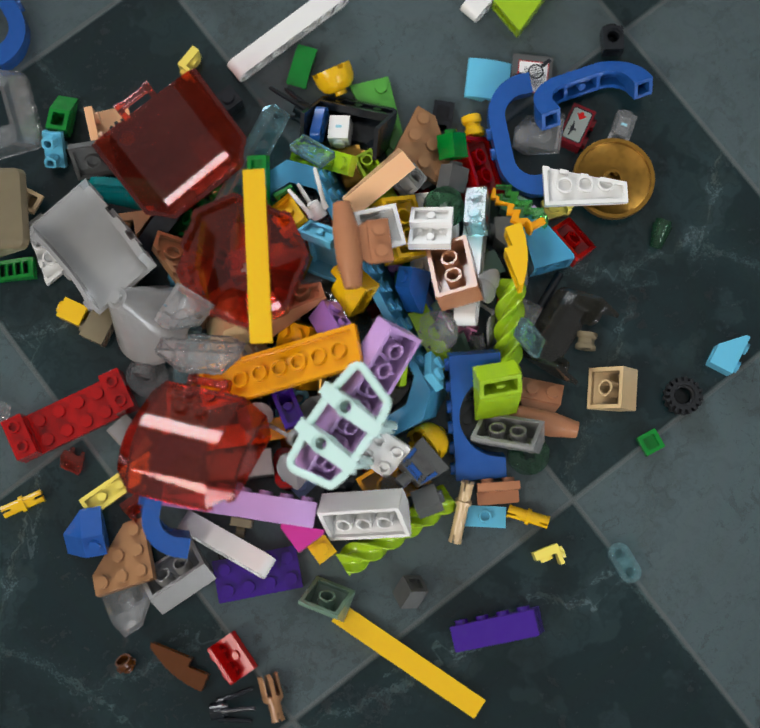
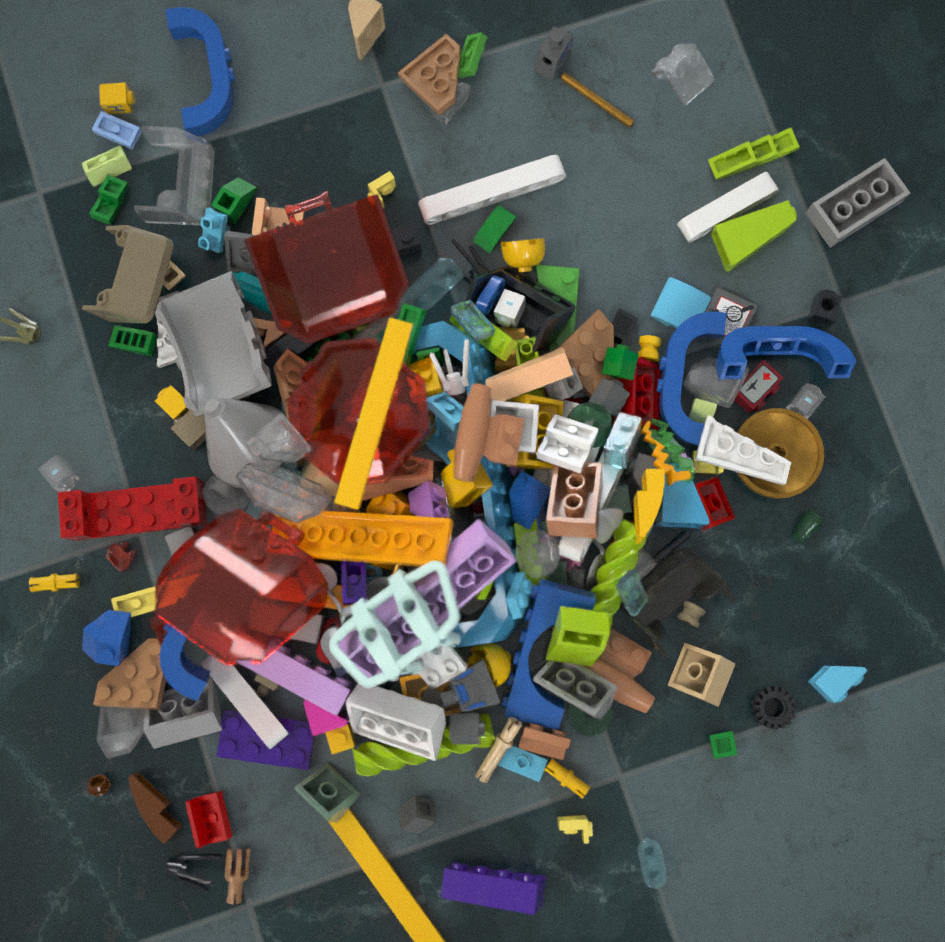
camera: 20 degrees right, 0 degrees up
(535, 162) = (701, 409): none -> yellowish green slope

